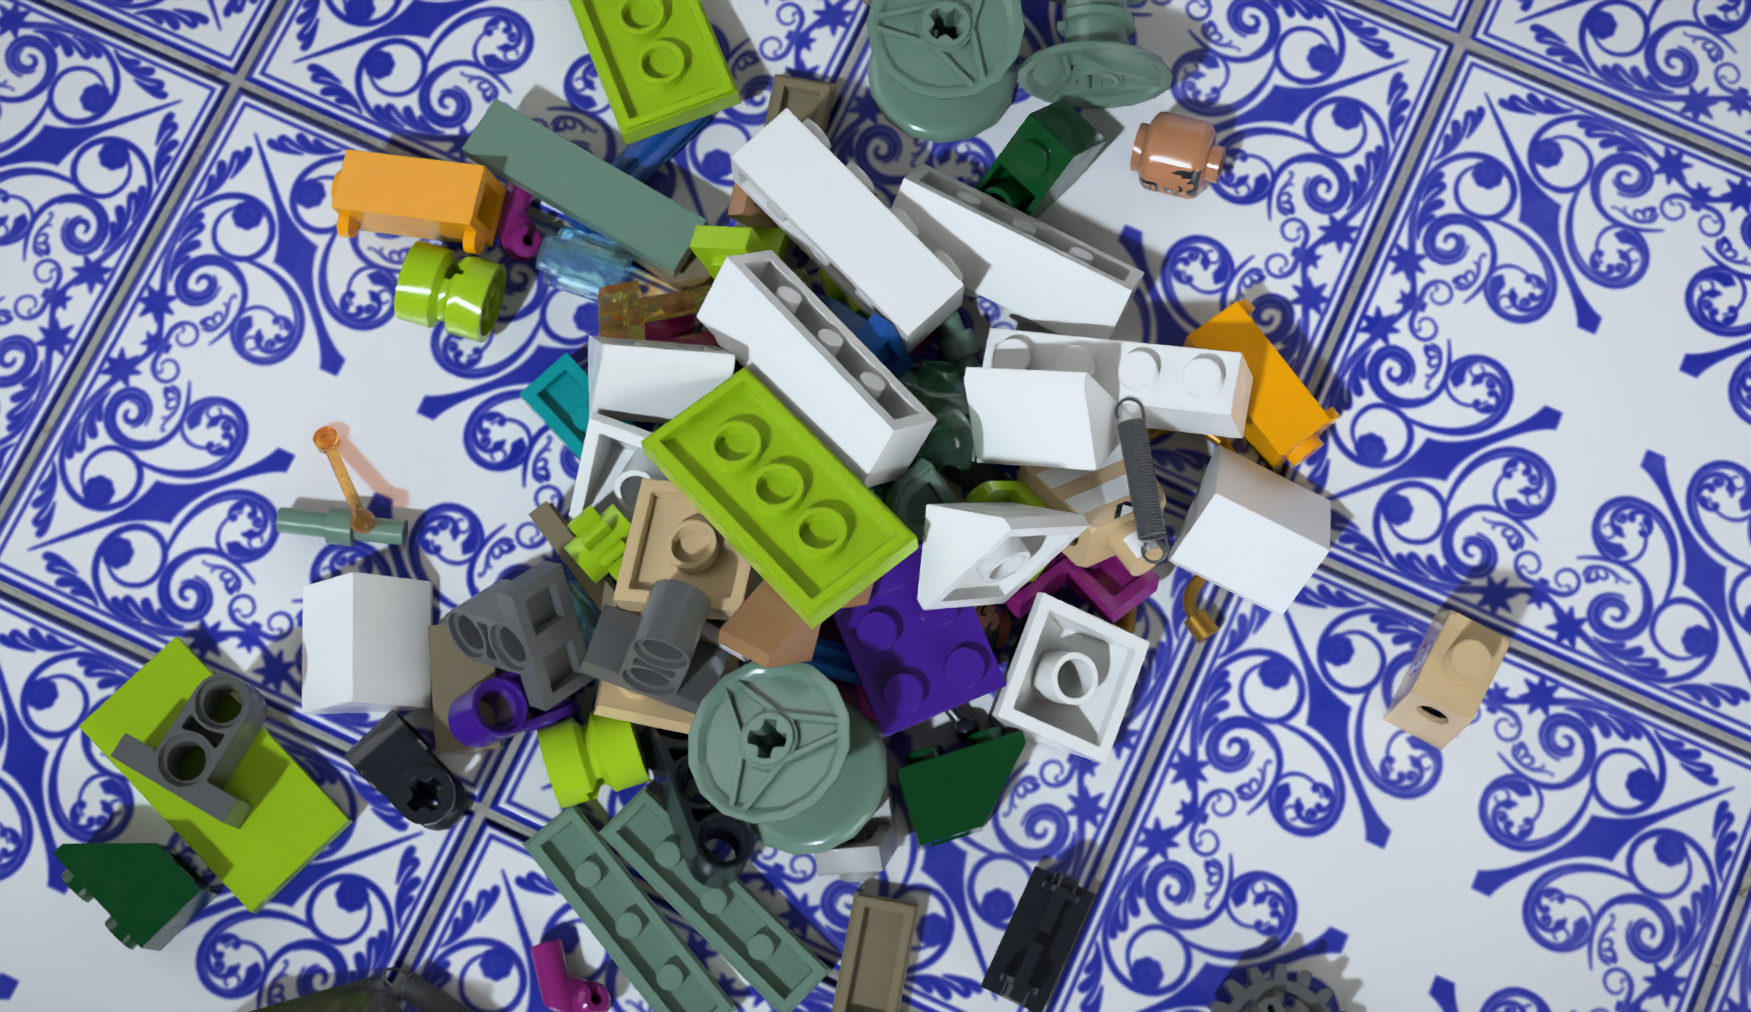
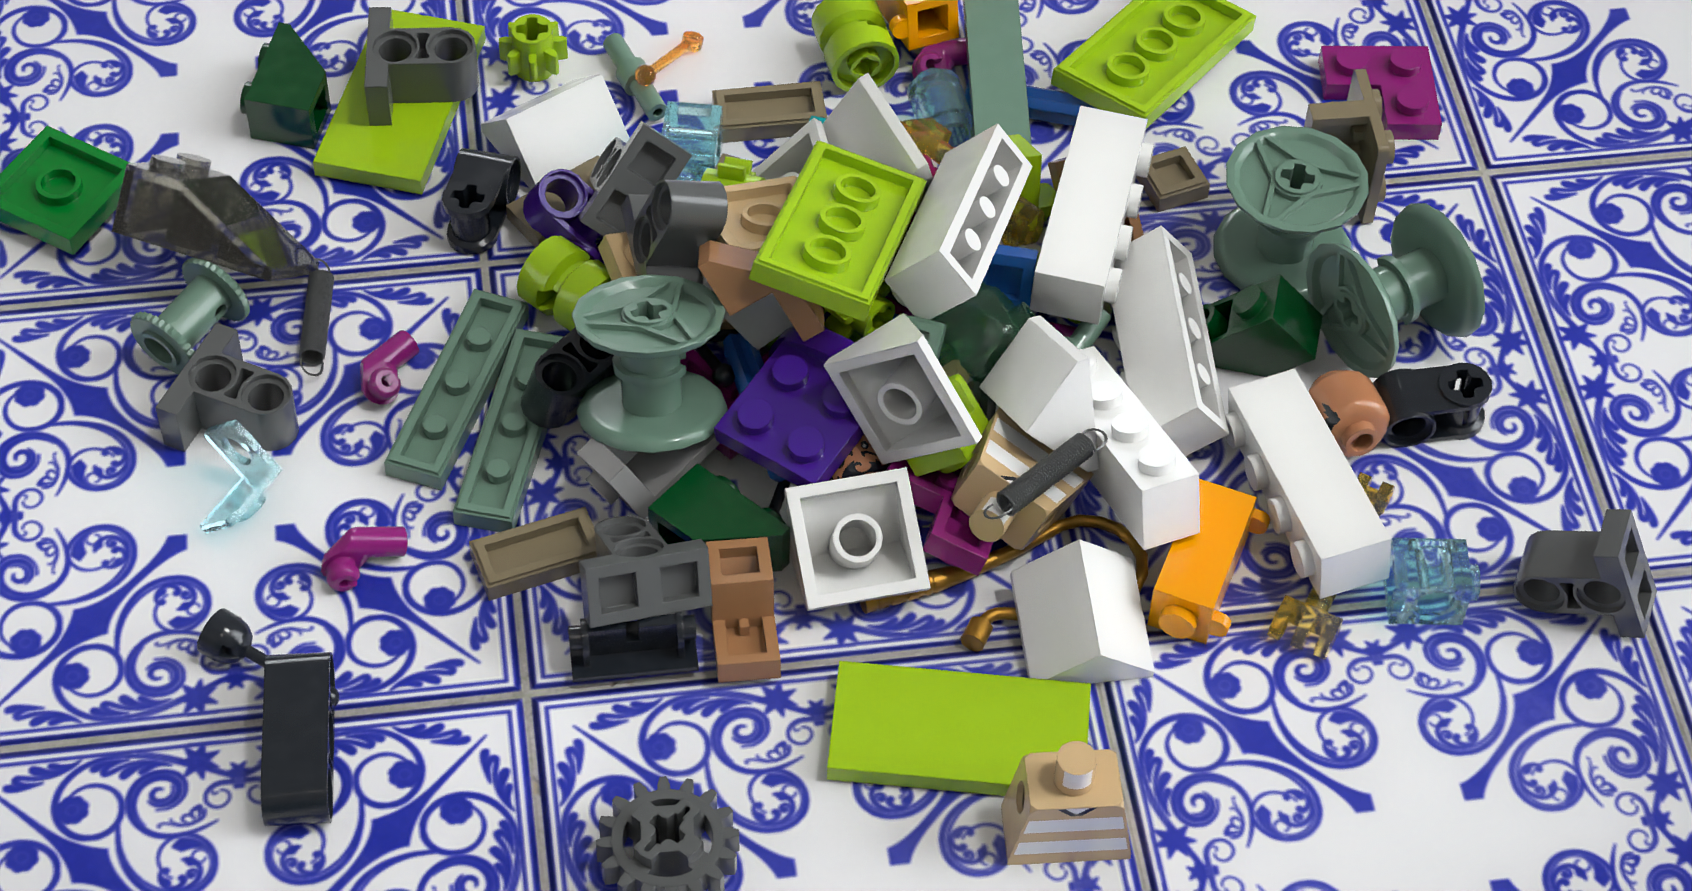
camera: 55 degrees right, 25 degrees down
(230, 592) = (533, 48): none -> lime gear
(471, 424) = (768, 110): none -> dark tan tile
(482, 532) = (698, 131): none -> clear light blue brick
(971, 907) = (641, 574): none -> dark grey tile
(1067, 821) = (743, 610): none -> medium nougat slope
(1207, 78) = (1428, 408): none -> black piece
(1237, 244) = (1307, 484): none -> white brick
(1294, 707) = (947, 726): none -> lime tile
(1353, 332) = (1313, 614): none -> clear yellow hinge
(1389, 212) = (1430, 581): none -> clear light blue brick
(1462, 85) = (1590, 573): none -> dark grey tile

